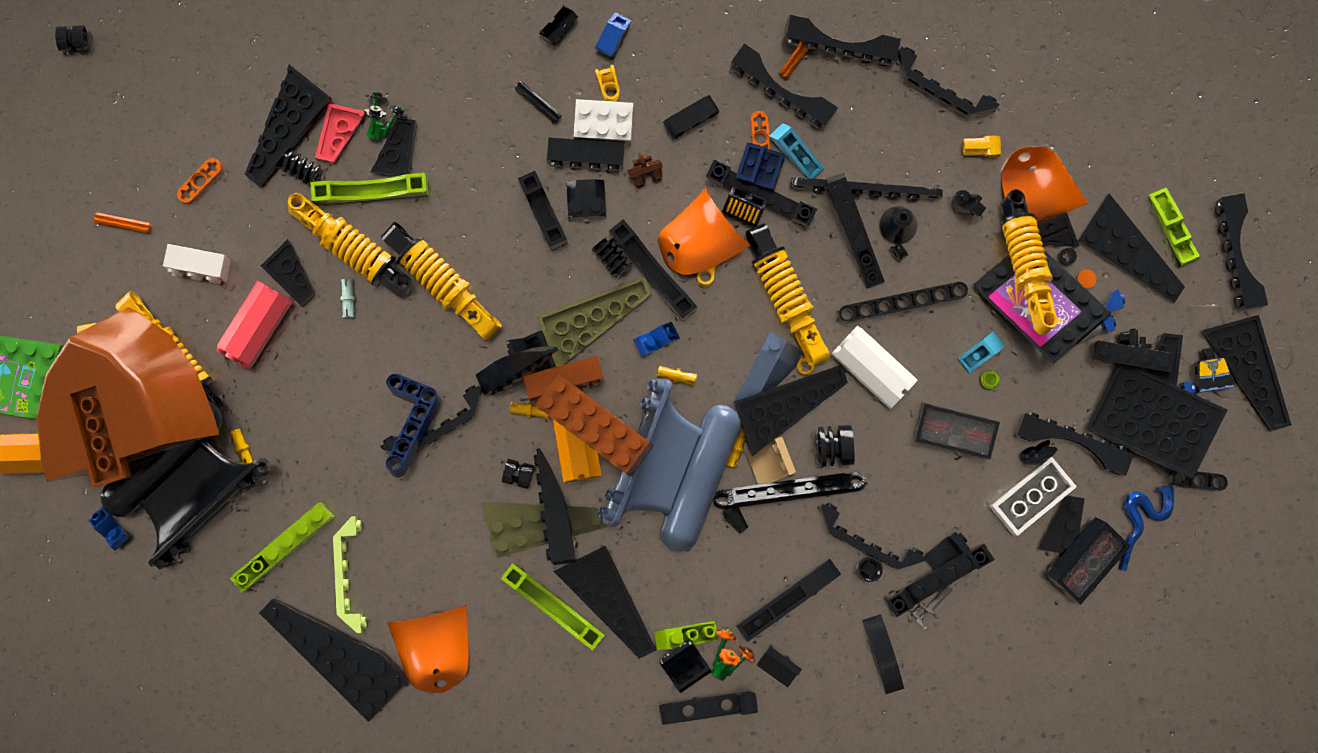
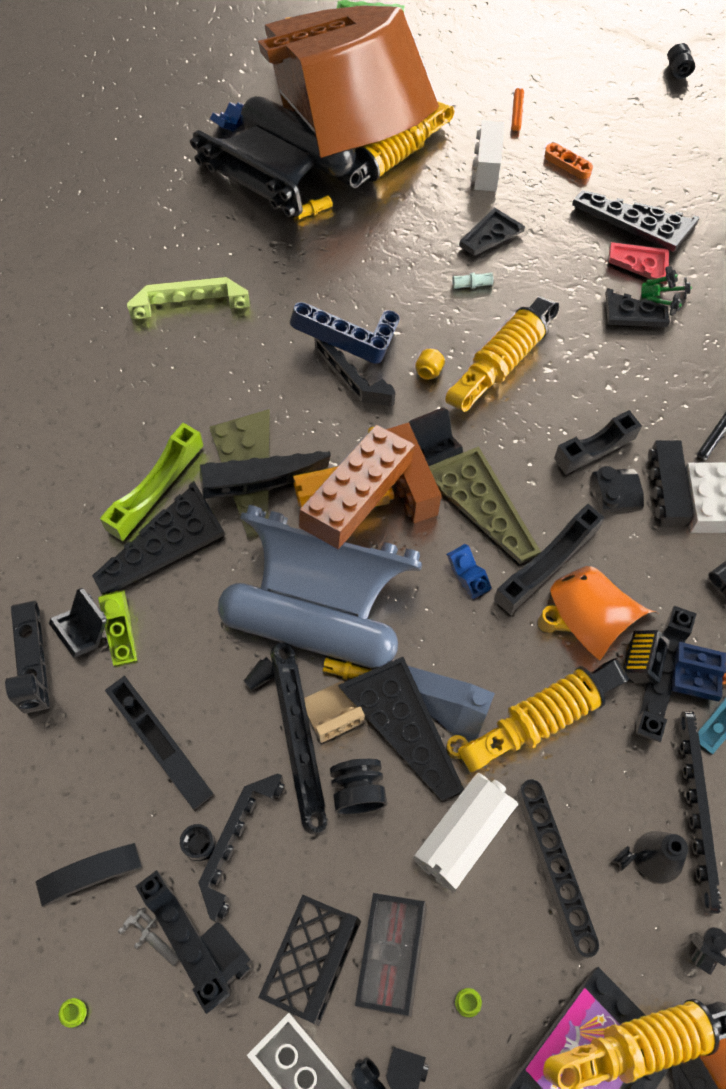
camera: 85 degrees right, 20 degrees down
(253, 325) = (434, 201): coral brick -> none
(282, 546) = (219, 244): lime slope -> none
(299, 168) = (598, 231): black piece -> none
(350, 246) = (525, 274): piece -> none
(351, 667) = (92, 307): black wing -> none
(352, 191) = (596, 313): lime arch -> none
(433, 644) = (112, 379): orange piece -> none
(445, 350) = (429, 364): none -> yellow head
(511, 368) = (415, 408): black slope -> none
(524, 475) = (301, 437): black wheel -> none
(611, 257) = (556, 515): black piece -> none
(653, 167) = (669, 554): reddish brown hips -> none
(677, 375) = (428, 596): yellow pin -> none
(722, 668) = (82, 669): plant -> none
(779, 666) = (78, 740): black panel -> none
(855, 230) = (643, 793): black slope -> none
(962, 475) = (331, 967): none -> black fence
(979, 662) = (72, 1013): none -> lime plate
(981, 352) = (505, 986): medium azure slope -> none

